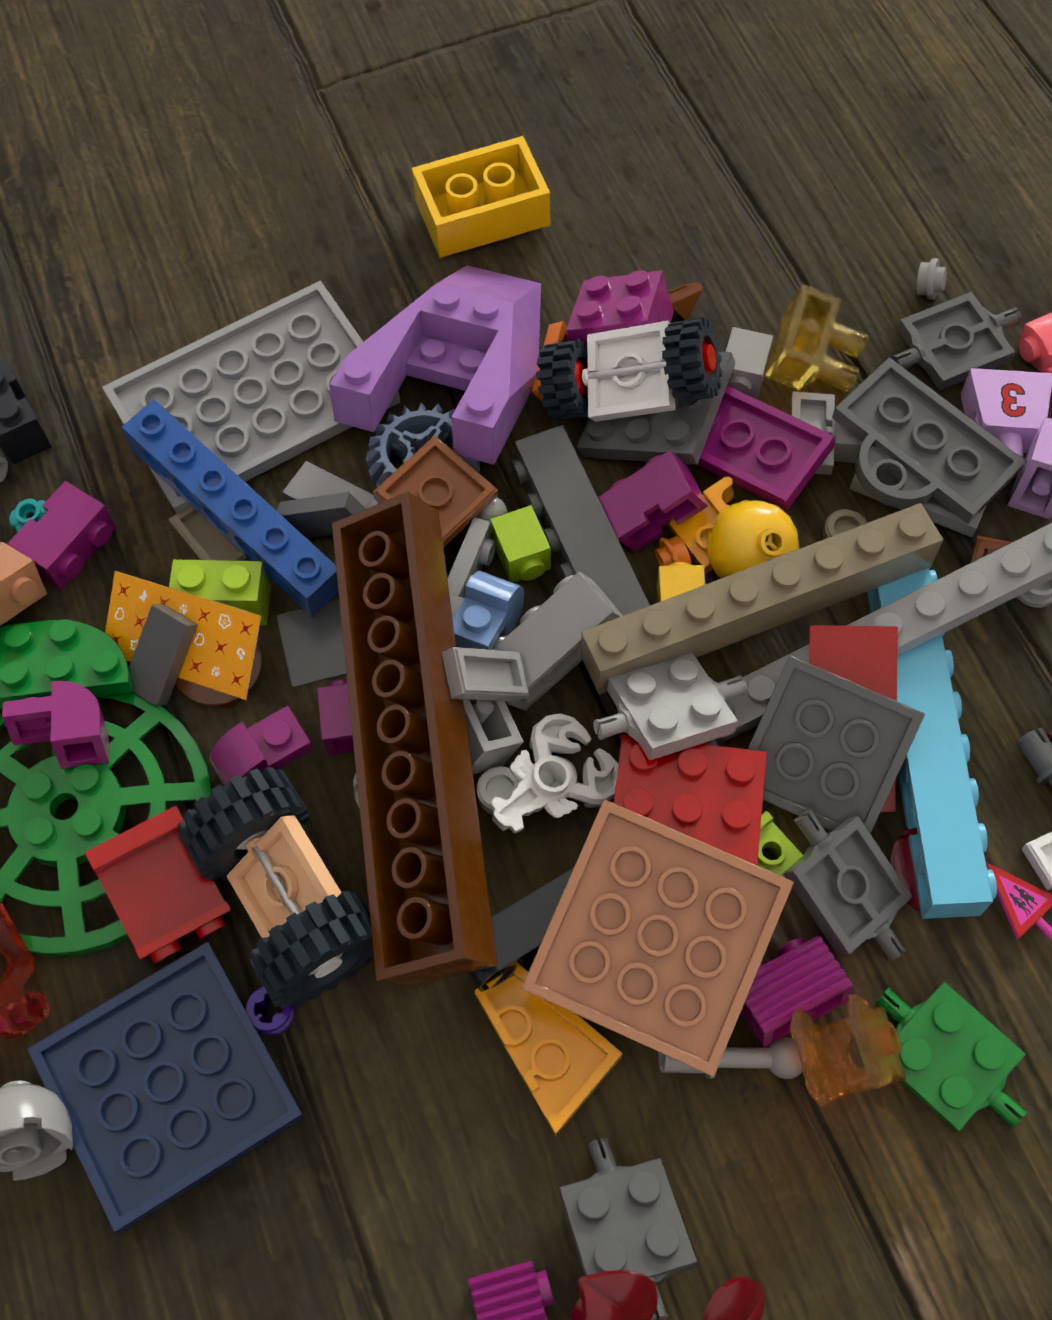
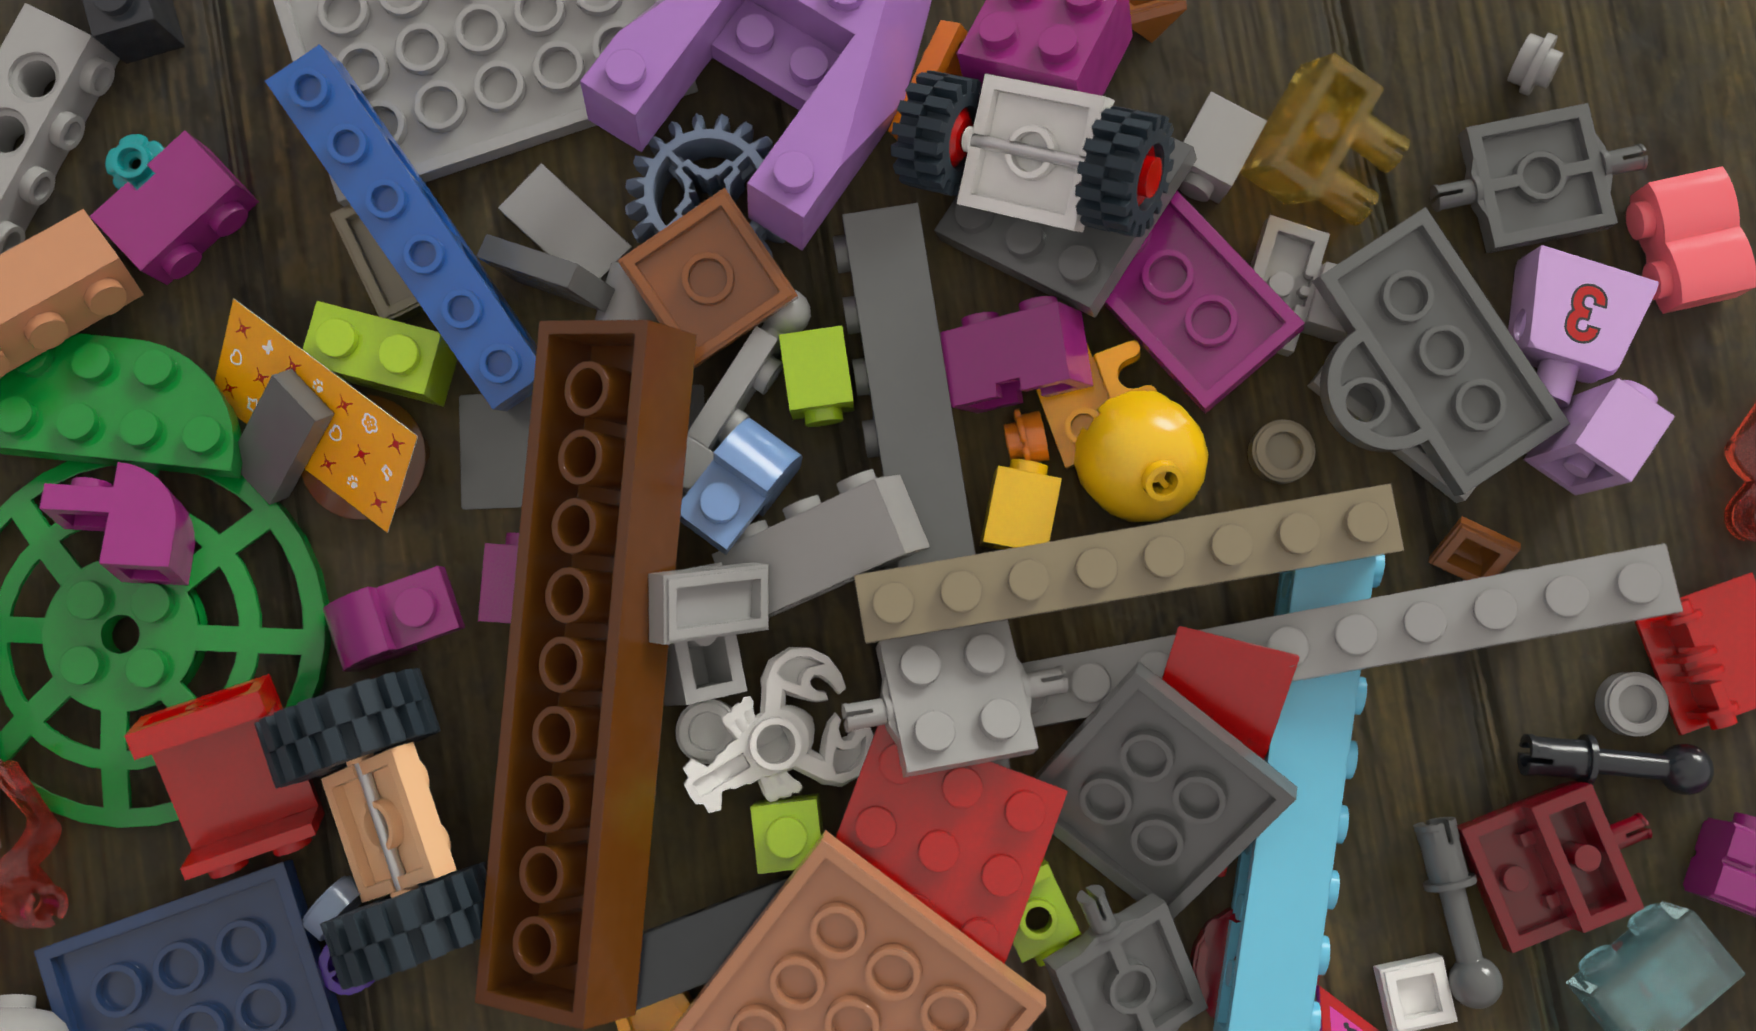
camera: 10 degrees right, 20 degrees up
(243, 975) = (336, 900): none -> sand blue tile
(568, 833) = (785, 831): none -> lime brick

